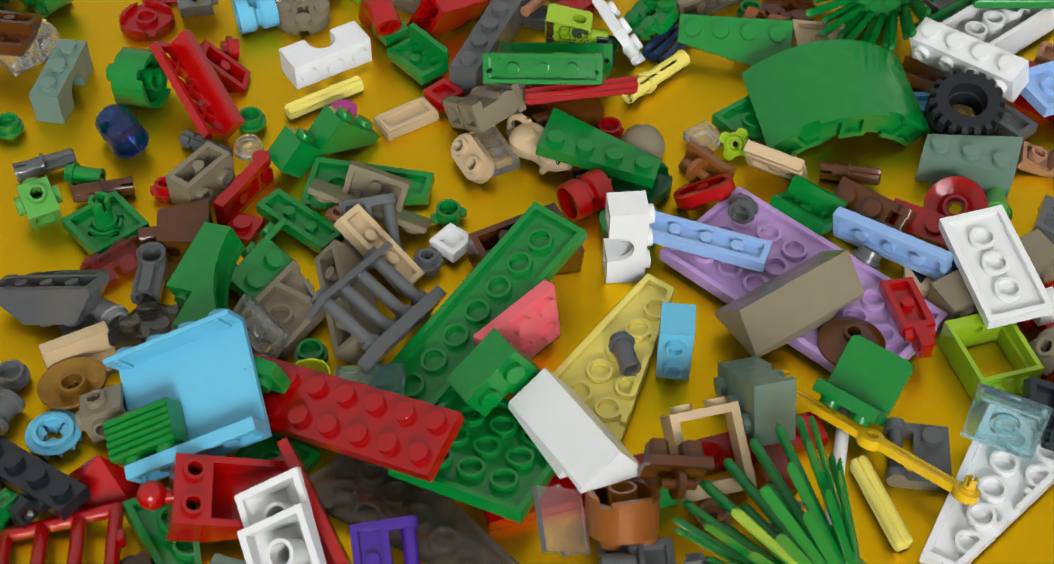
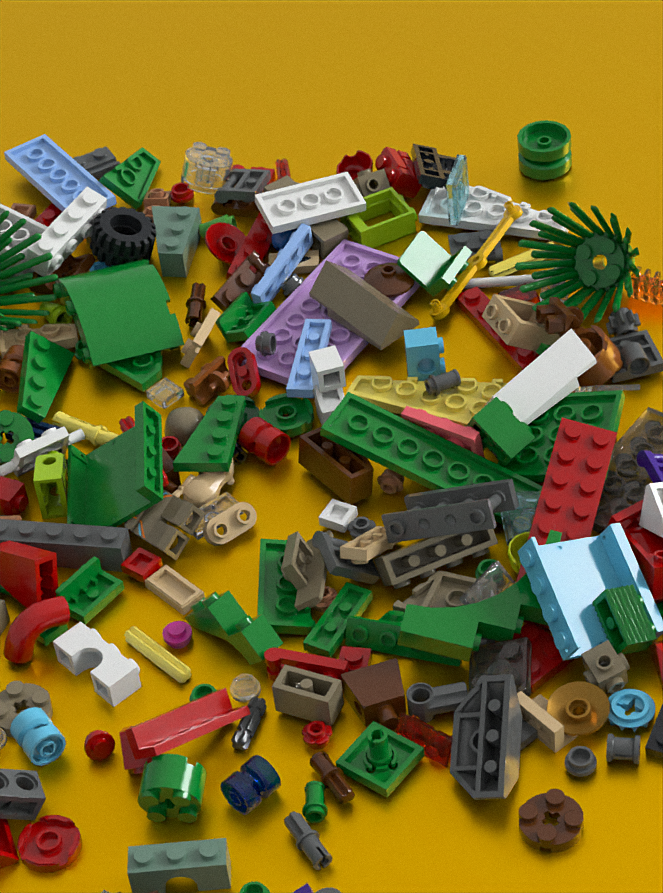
camera: 95 degrees left, 5 degrees down
(38, 202) = (372, 810): bright green brick -> none
(448, 211) = (302, 524): green plate -> none
(727, 139) = (174, 368): lime plate -> none
(762, 395) = (462, 309): sand green wedge -> none
(910, 314) = (358, 248): red hinge -> none

